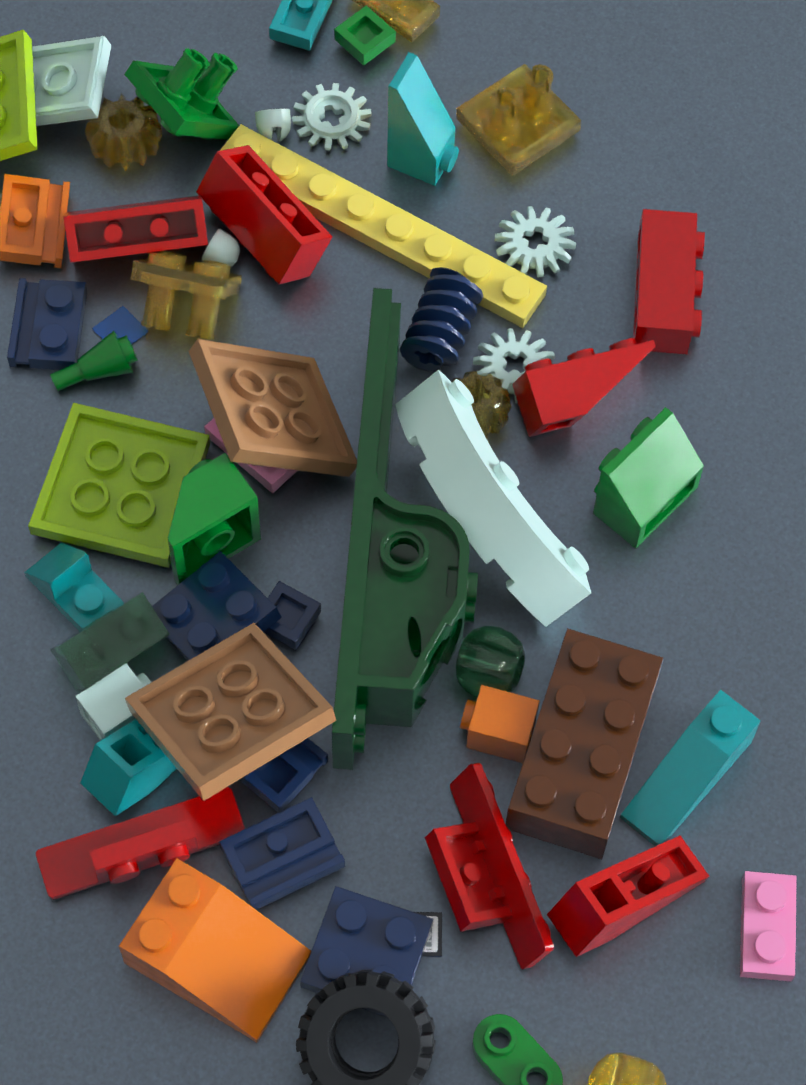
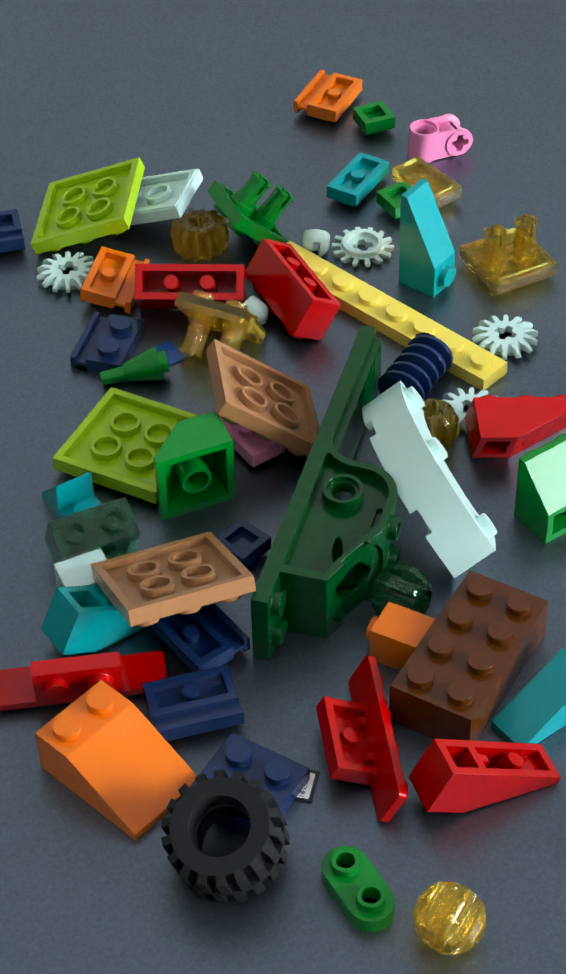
camera: 15 degrees right, 20 degrees down
(212, 607) = (185, 519): dark blue plate -> none

